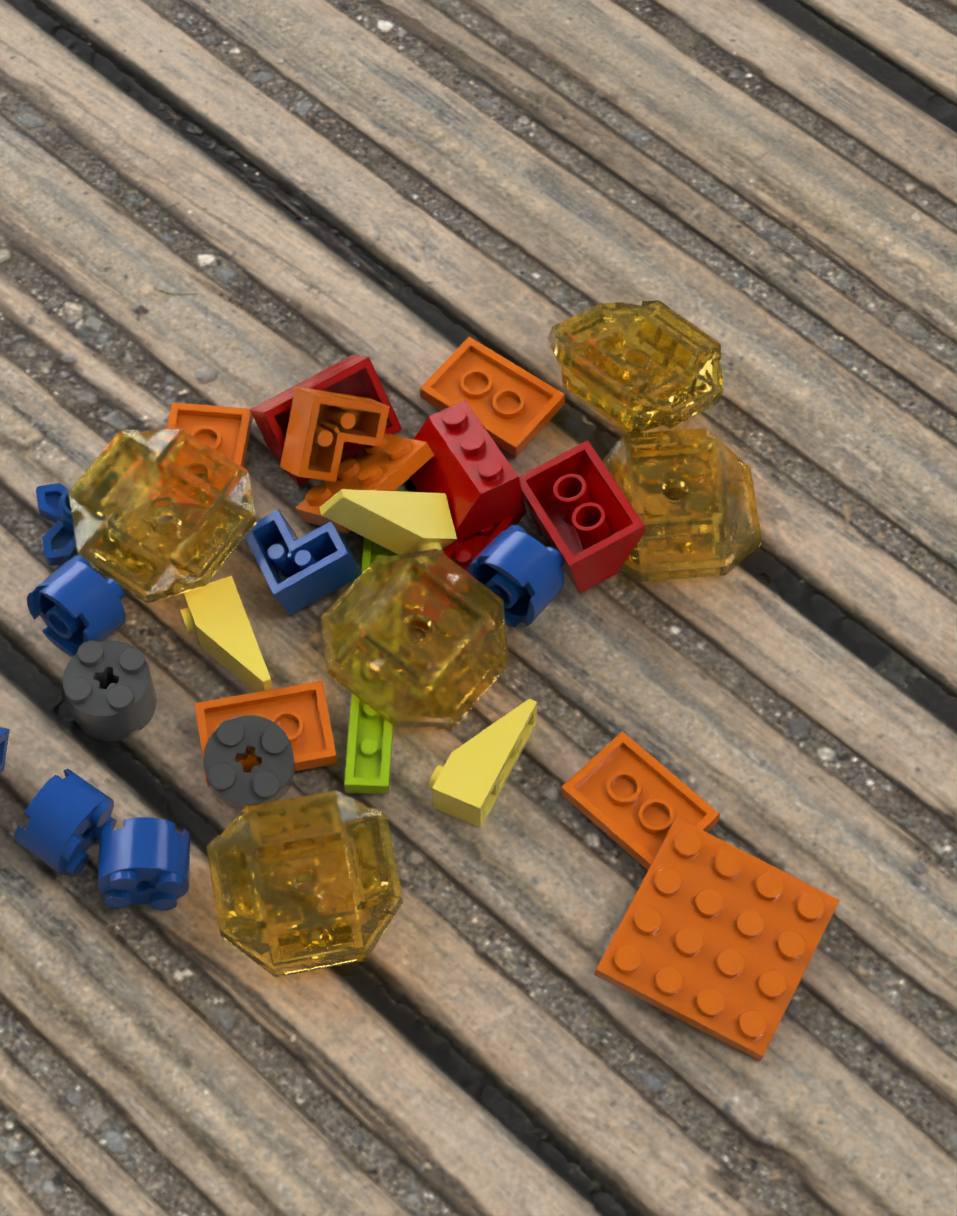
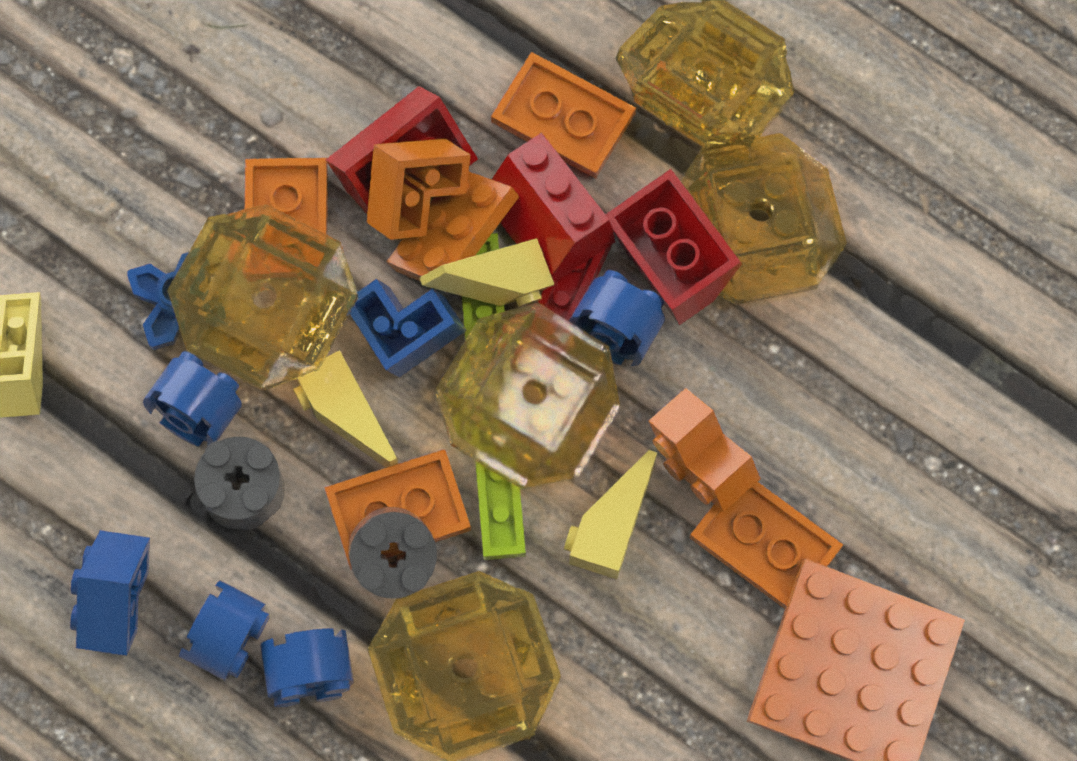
camera: 10 degrees left, 15 degrees up
(581, 704) = (701, 453): none -> orange brick

